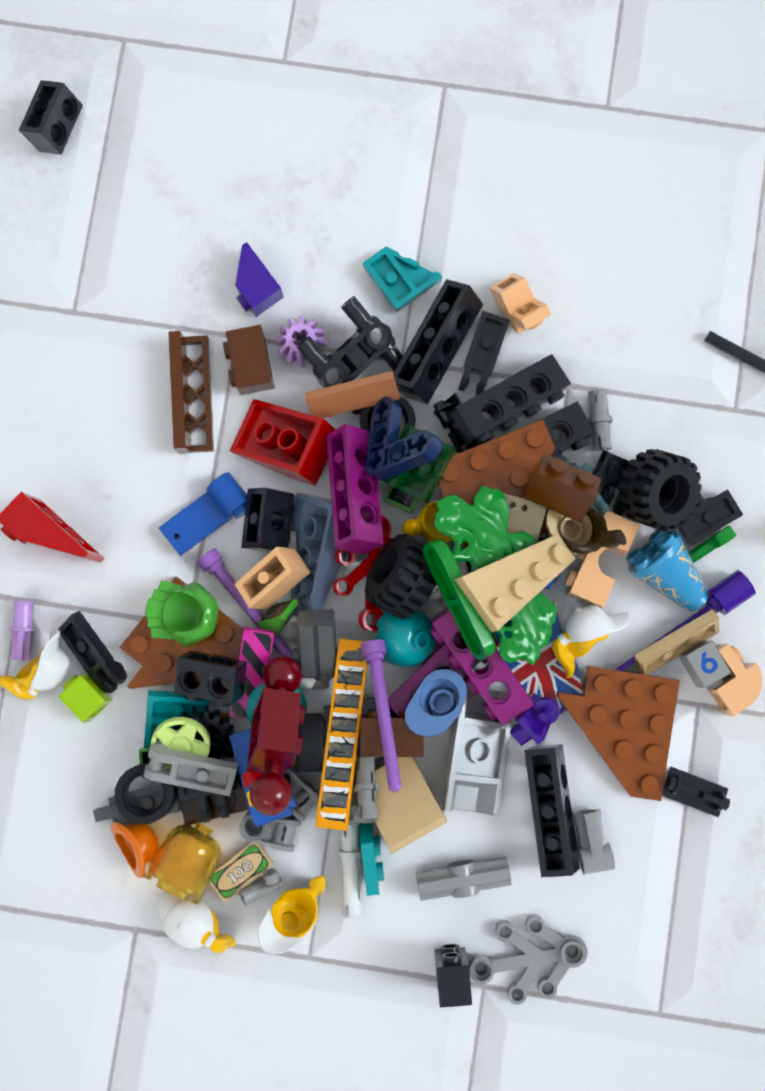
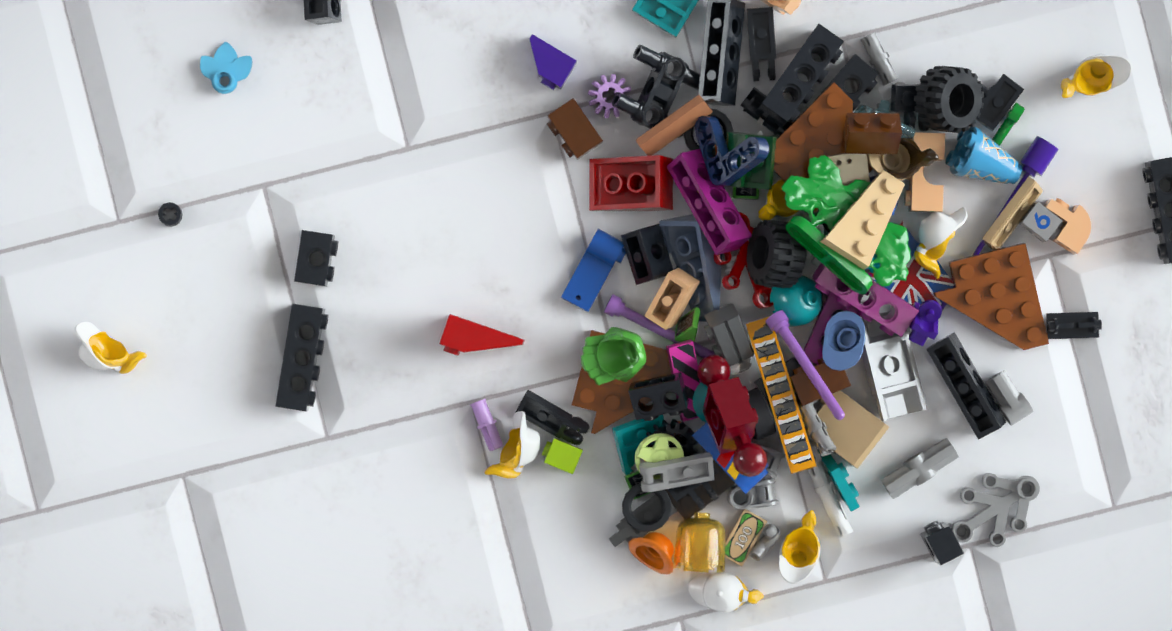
camera: 30 degrees left, 5 degrees up
(179, 393) = (529, 180): reddish brown fence -> none

